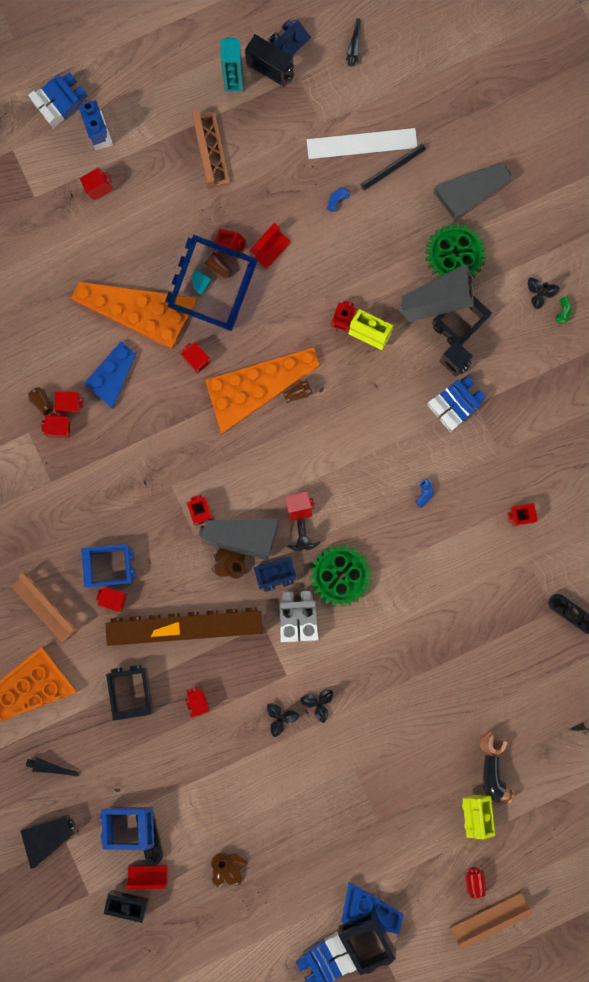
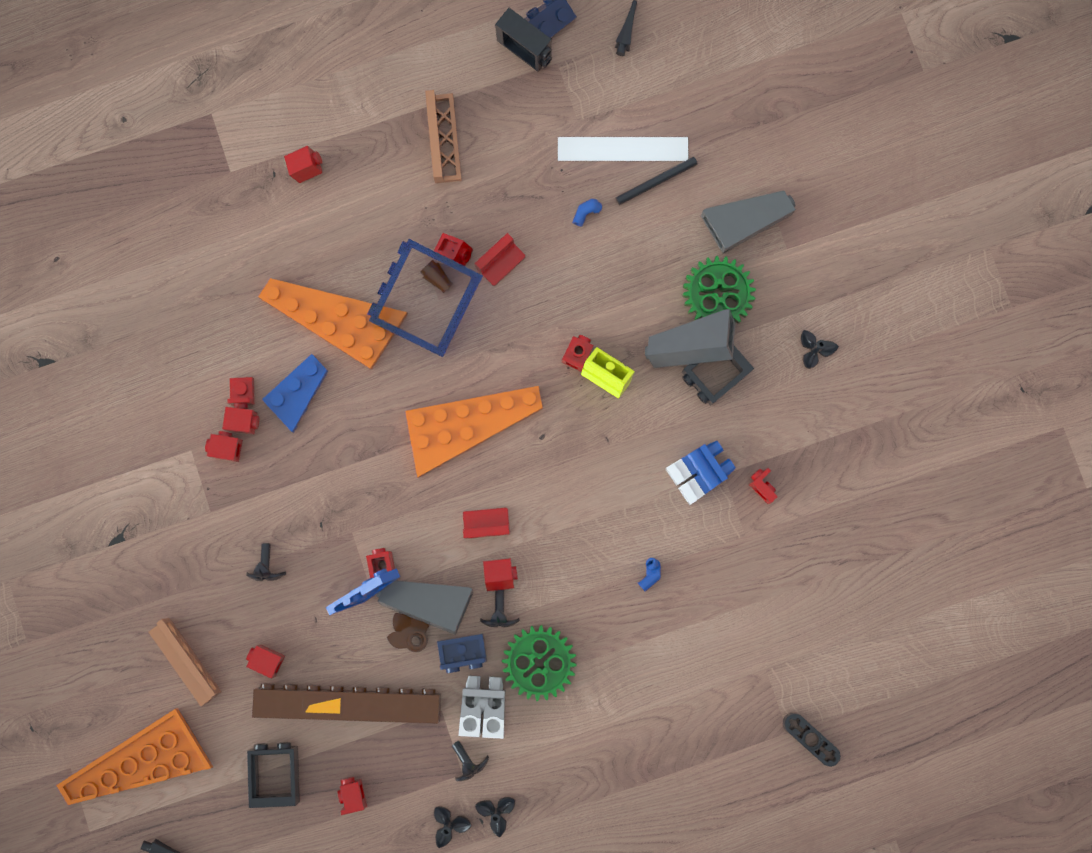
camera: 10 degrees right, 0 degrees up
(40, 400) = (208, 414): reddish brown cone -> none
(57, 100) = (269, 60): blue hips -> none
(65, 378) = (241, 392): none -> red bracket
(87, 563) = (241, 618): blue window -> none
(95, 125) = (309, 95): blue hips -> none
(100, 523) = (262, 568): none -> black plant
(189, 531) = (364, 592): none -> blue wing
(195, 357) = (396, 382): red brick -> none
(200, 282) = (413, 293): teal tile -> none
(231, 64) = (477, 40): teal brick -> none
(283, 465) = (486, 523): none -> red panel
(292, 667) = (468, 768): none -> black plant
(298, 391) = (514, 436): reddish brown cone -> none
(456, 359) = (706, 419): black brick -> none
(510, 412) = (764, 490): none -> red bracket
(527, 510) = (771, 618): red brick -> none
(566, 311) = (843, 374): green arm -> none

